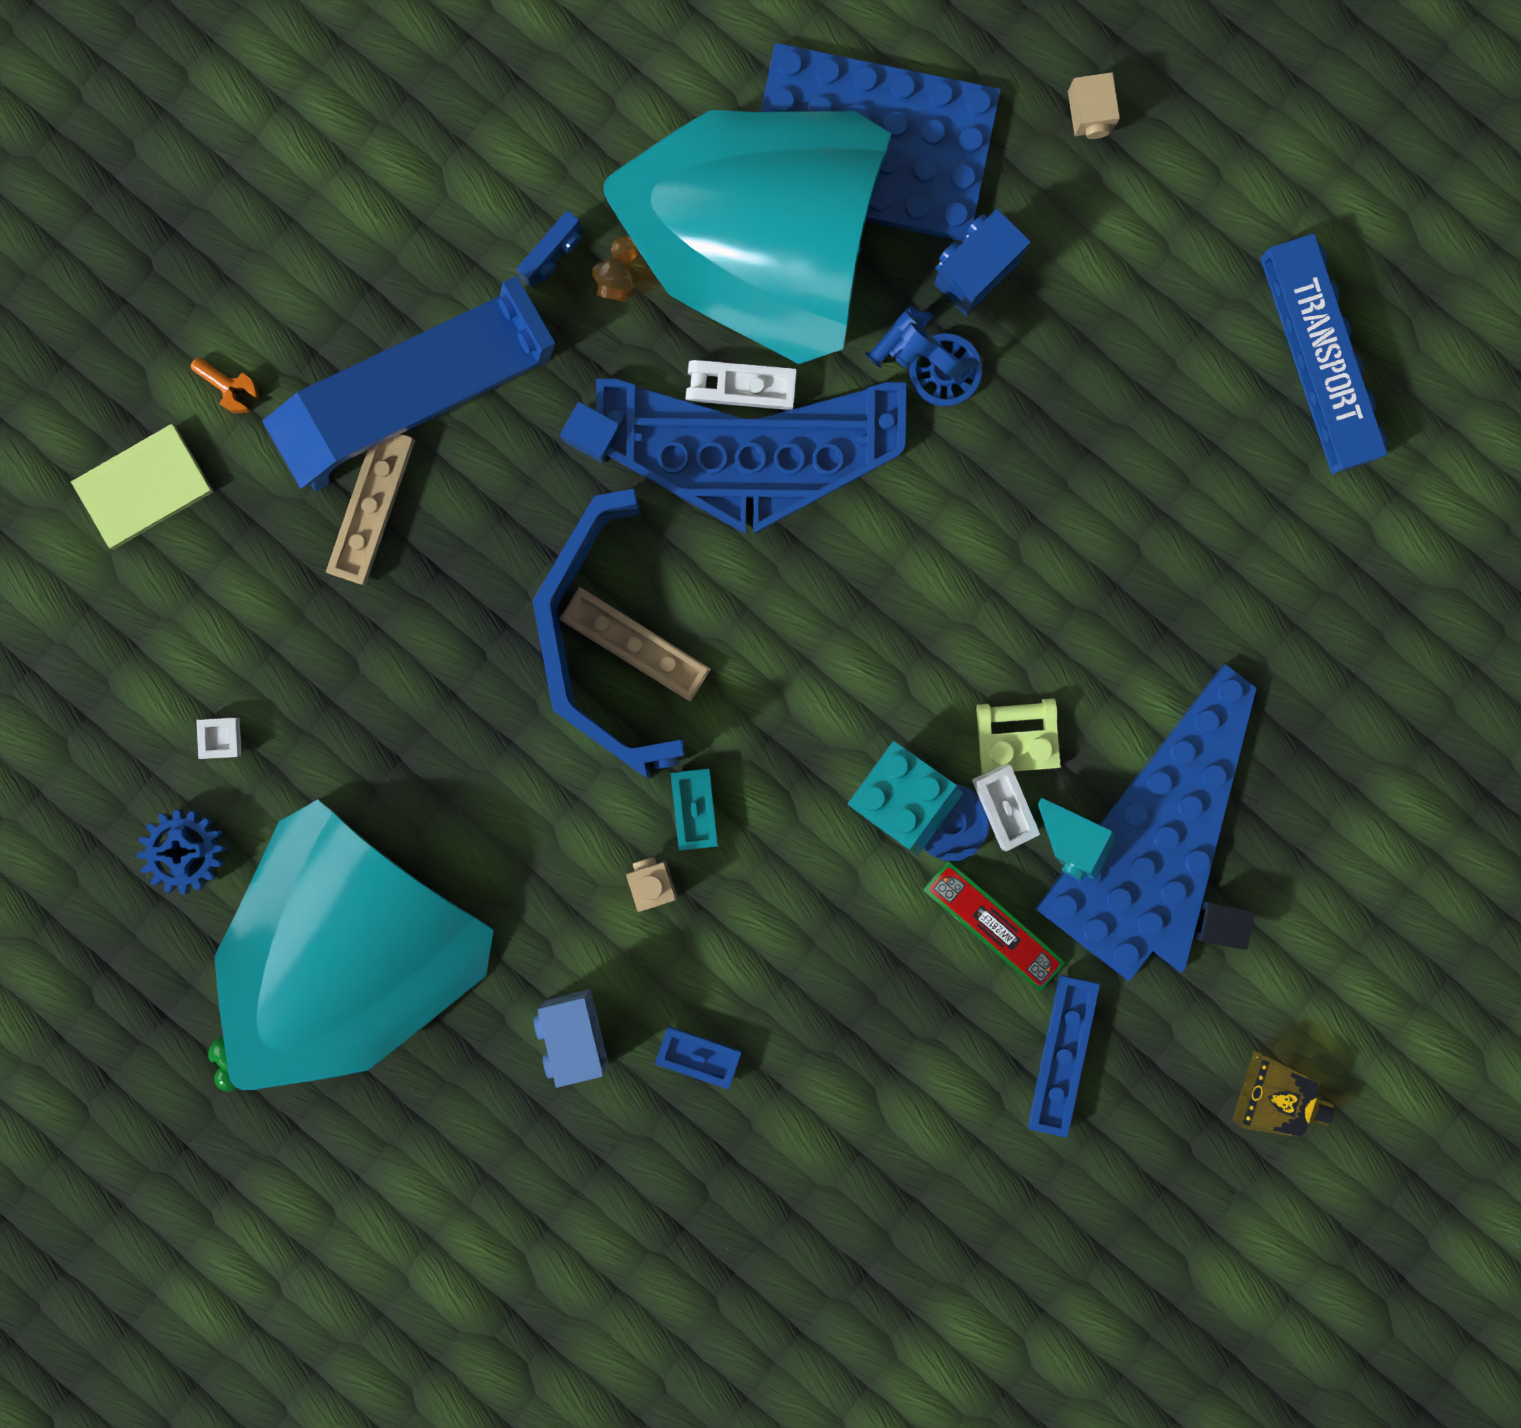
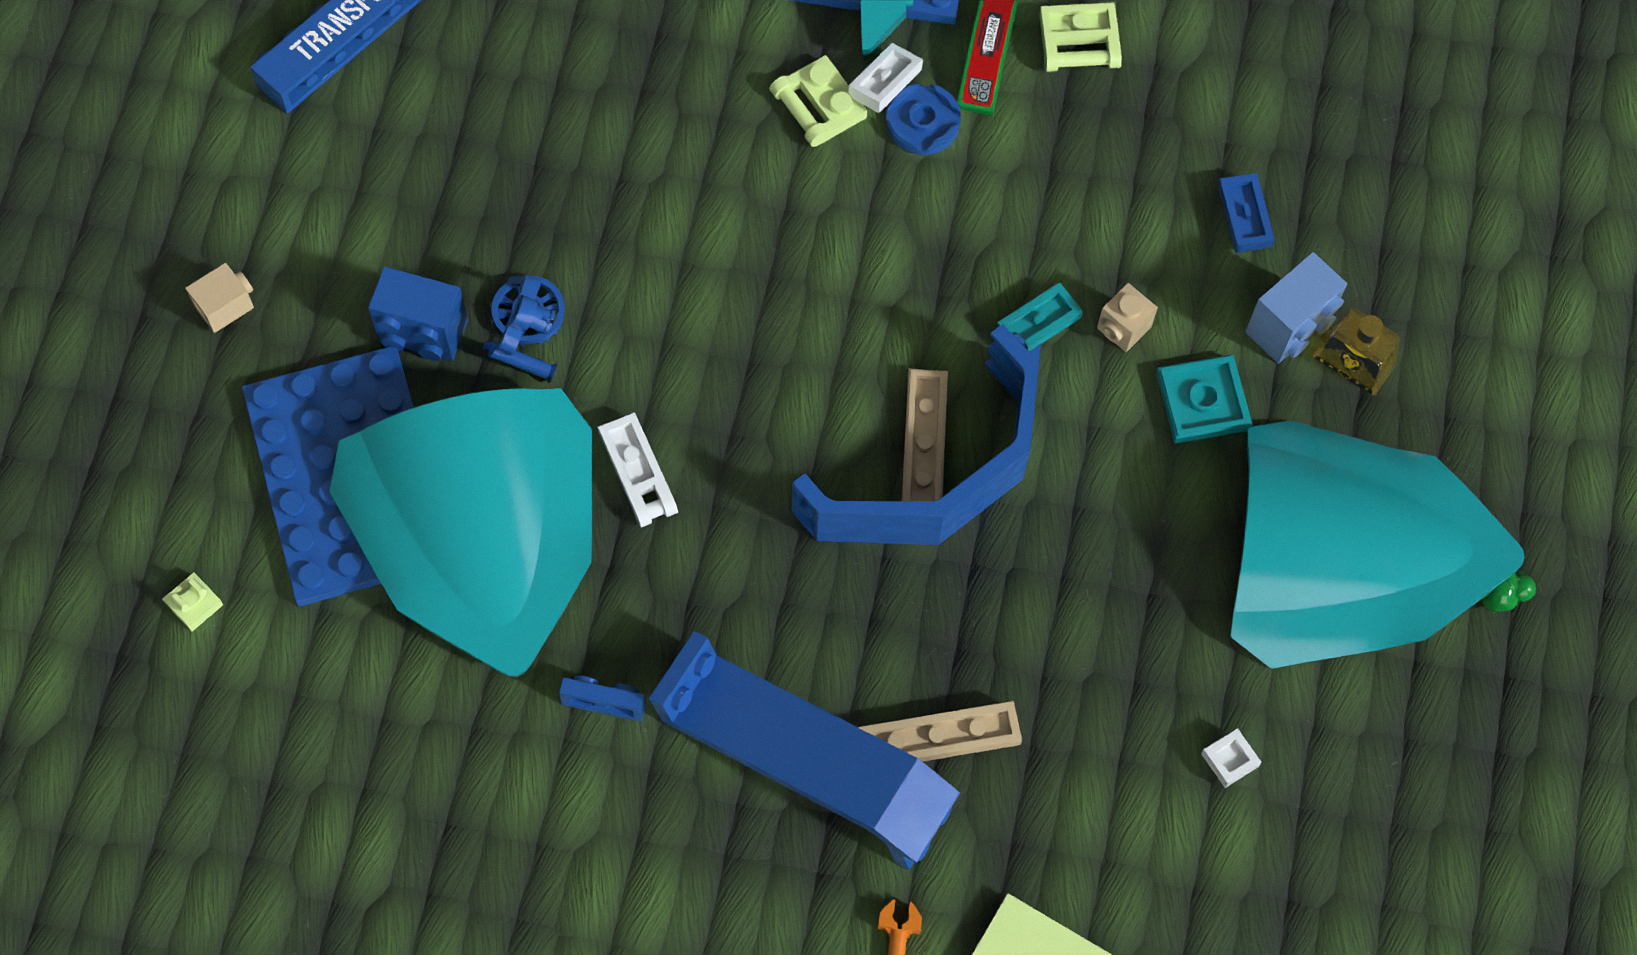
camera: 115 degrees left, 20 degrees down
(181, 866) = (1364, 722): blue gear -> none
(510, 1071) = (1360, 350): none -> clear yellow torso
(546, 912) = (1203, 399): none -> teal tile
(589, 432) = (755, 574): blue panel -> none
(615, 275) = (596, 627): clear orange animal -> none
(774, 459) = (692, 409): blue wing -> none
(905, 798) = (927, 151): teal brick -> none
(967, 1019) = (1078, 26): none -> yellowish green plate

